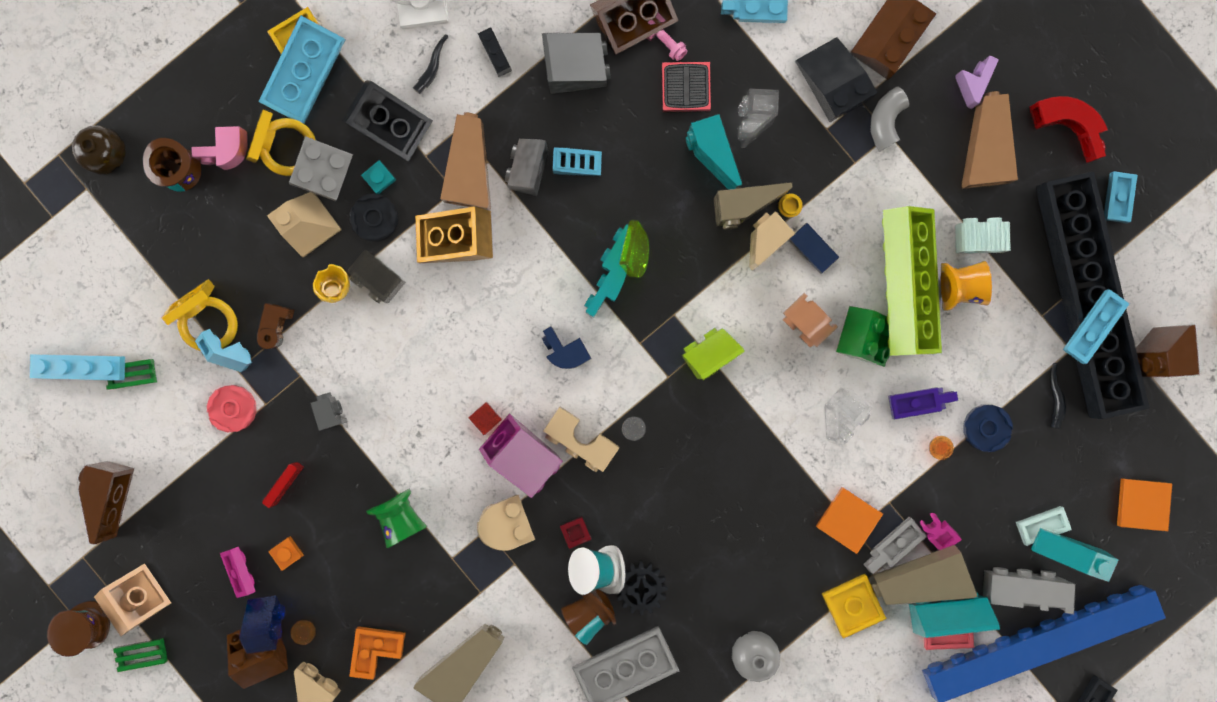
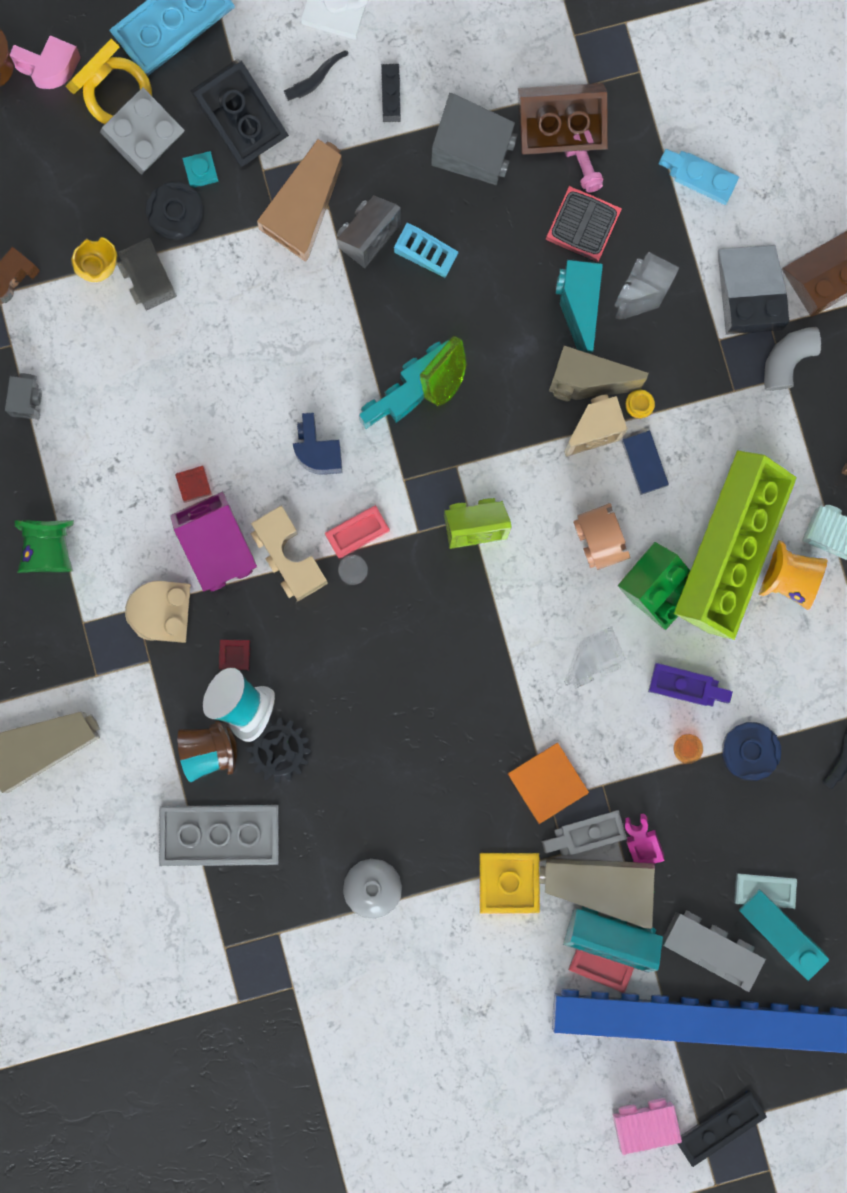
camera: 20 degrees right, 5 degrees down
(304, 223) = (96, 181): tan slope -> none
(454, 235) = (254, 269): pearl gold slope -> none
(623, 398) = (357, 532): none -> coral tile

